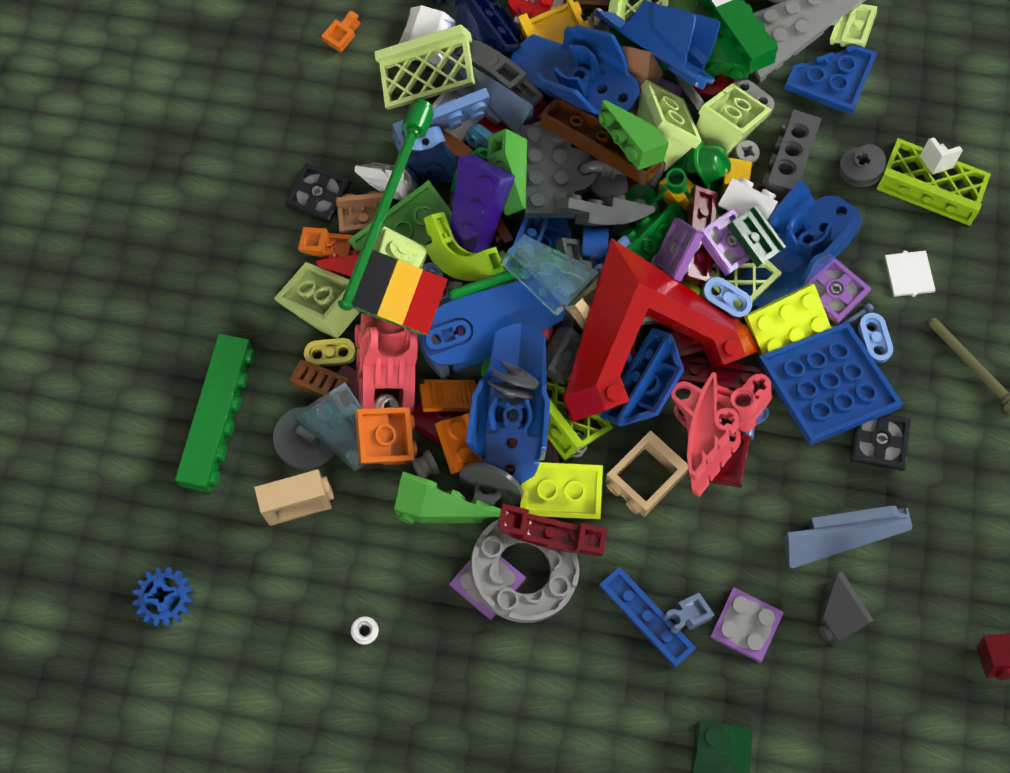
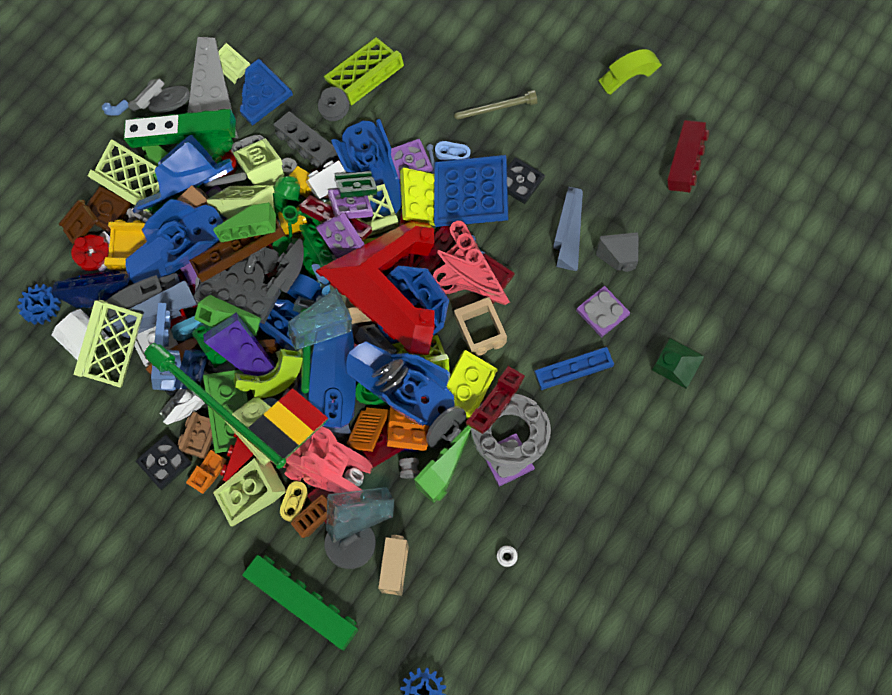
camera: 65 degrees left, 0 degrees up
(341, 33) = (41, 394): orange plate -> none
(385, 436) = (381, 482): orange plate -> none
(690, 611) = (583, 341): sand blue plate -> none
(726, 297) = (386, 222): light blue plate -> none
(909, 273) = (418, 113): white piece -> none
(938, 157) = (352, 59): white panel -> none

